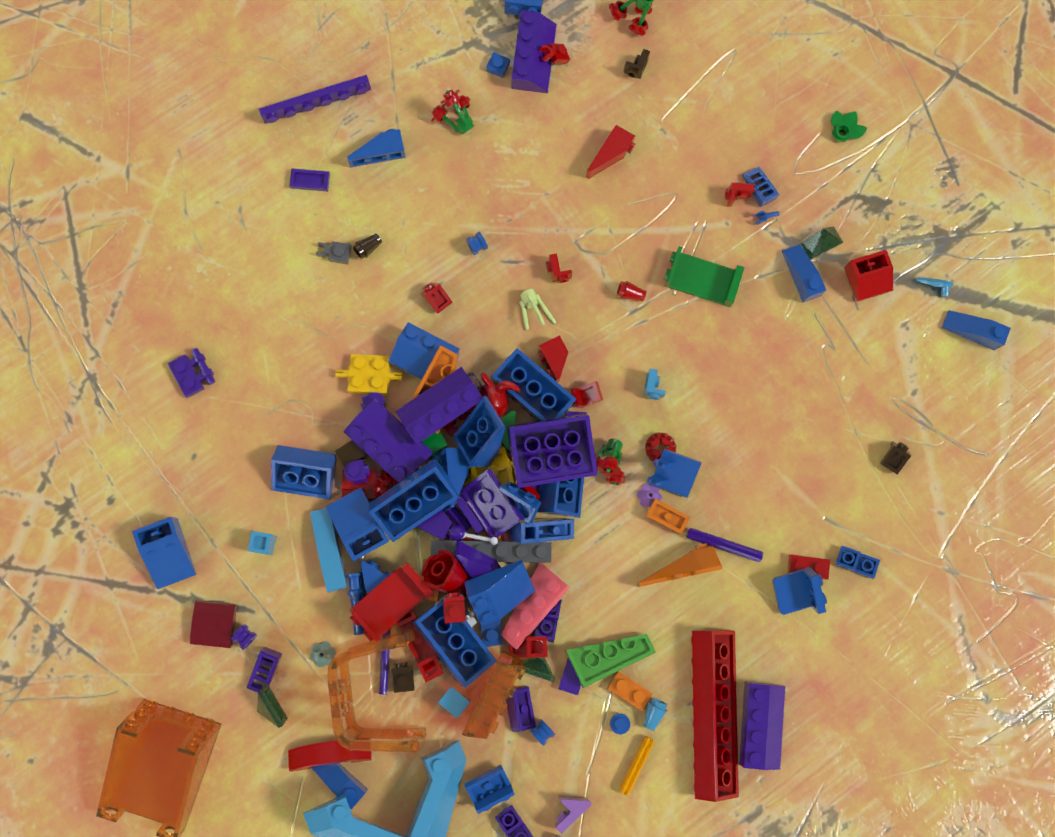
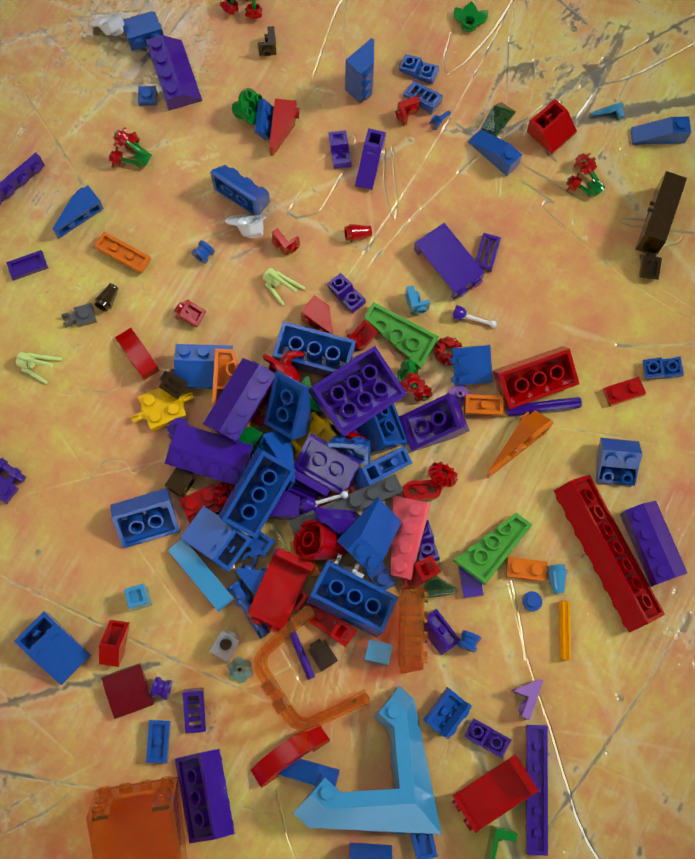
camera: 20 degrees left, 5 degrees down
(218, 684) = (158, 741): none -> blue plate
(220, 574) = (113, 643): none -> red slope
(235, 754) = (204, 796): none -> dark purple slope
(267, 273) = (29, 360): none -> yellowish green plant
(269, 707) = (215, 739): clear green slope -> none
(310, 626) = (217, 650): none -> light grey brick
(357, 472) = (194, 494): dark purple plate -> none
(369, 313) = (137, 353): none -> red slope
(387, 358) = (173, 384): none -> dark brown bracket
(393, 550) = (258, 546): none -> blue plate
(402, 209) = (122, 252): none -> orange plate
(454, 608) = (339, 567): red bracket -> none
(531, 235) = (248, 225): none -> white piece
(540, 199) = (240, 189): none -> blue slope
(556, 53) = (194, 63): red plate -> none
(569, 569) = (421, 489): none -> red plate
(587, 121) = (246, 106): none -> green plate
(591, 346) = (346, 294): none -> dark purple slope
(591, 567) = (437, 471): none -> red gear
(596, 139) = (264, 119): none -> blue plate
(612, 511) = (434, 422): none -> dark purple slope
(626, 413) = (403, 334): none -> bright green wing
(654, 202) = (339, 149): none -> dark purple slope
(678, 226) = (370, 158): none -> dark purple slope
(689, 417) = (460, 314): none -> hinge
(703, 278) = (413, 193): green panel -> none
(705, 361) = (450, 260): none -> dark purple panel
(709, 136) = (359, 72): none -> blue slope
(731, 514) = (536, 377): none -> red slope
(735, 380) = (491, 237): none -> dark purple tile
(768, 632) = (618, 461): none -> blue slope
(769, 156) = (419, 70): none -> blue slope
(799, 591) = (627, 413): blue bracket -> none
(883, 332) = (586, 166): none -> plant
(933, 411) = (661, 213): none -> dark brown brick

